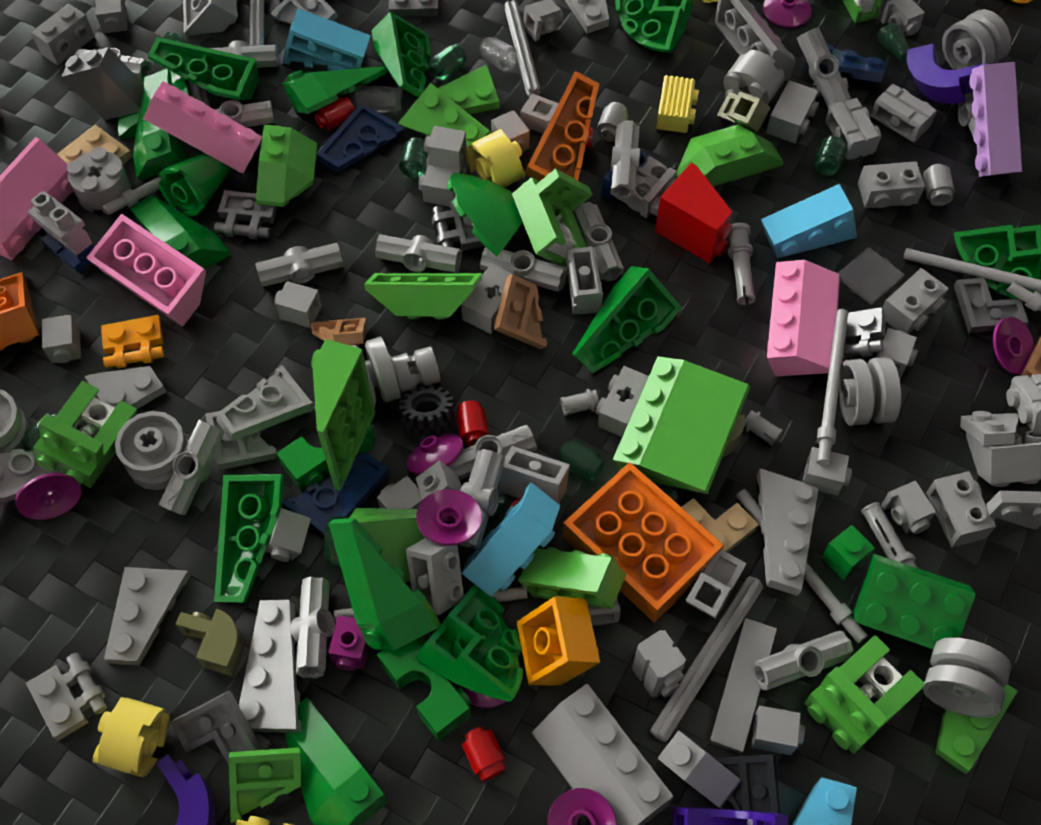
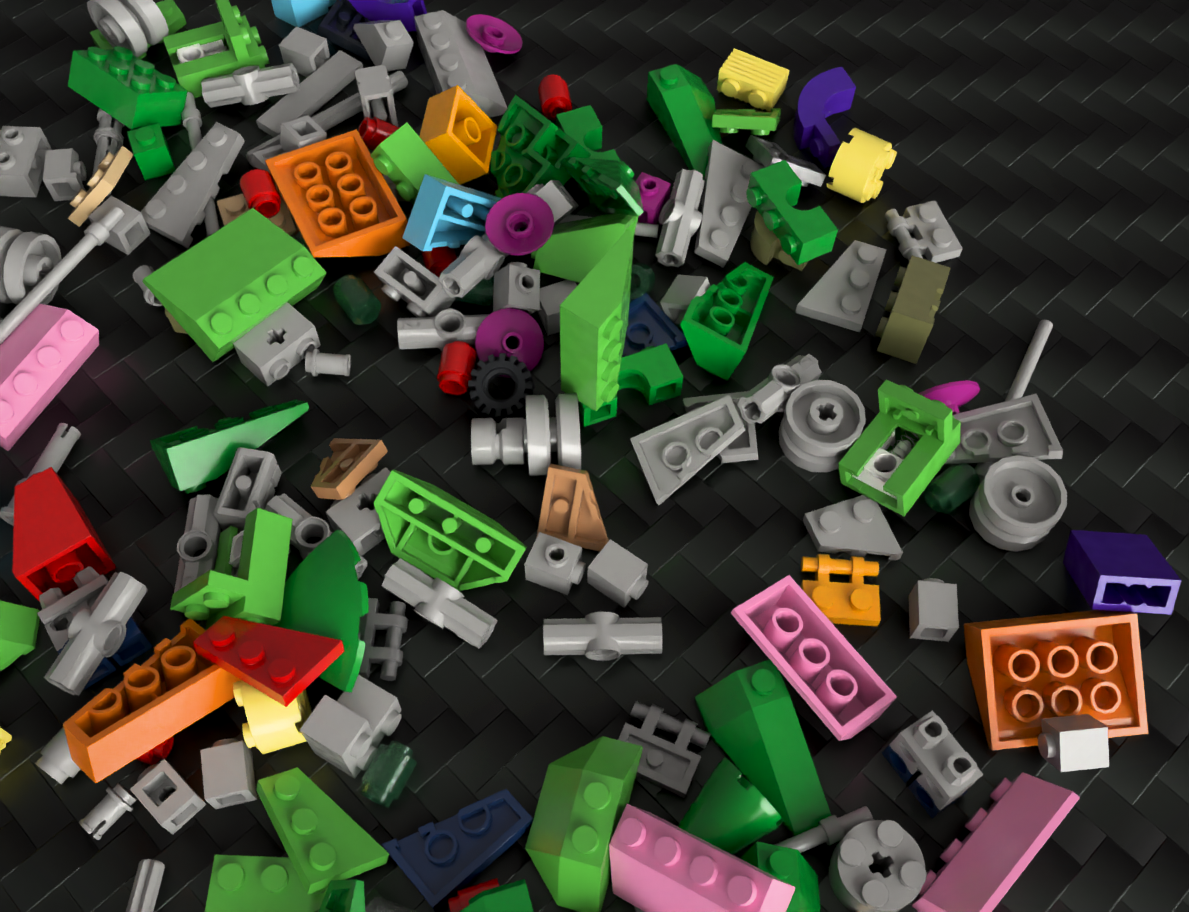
camera: 165 degrees left, 0 degrees up
(76, 588) = (912, 309): none -> olive wedge
(218, 653) = (800, 232): none -> green arch
(345, 298) = (554, 563): none -> light grey brick
(504, 161) = (268, 656): none -> red wing
(635, 631) = (375, 131): none -> red brick
(713, 519) = (261, 192): none -> red brick
(857, 485) = (101, 185): none -> tan plate

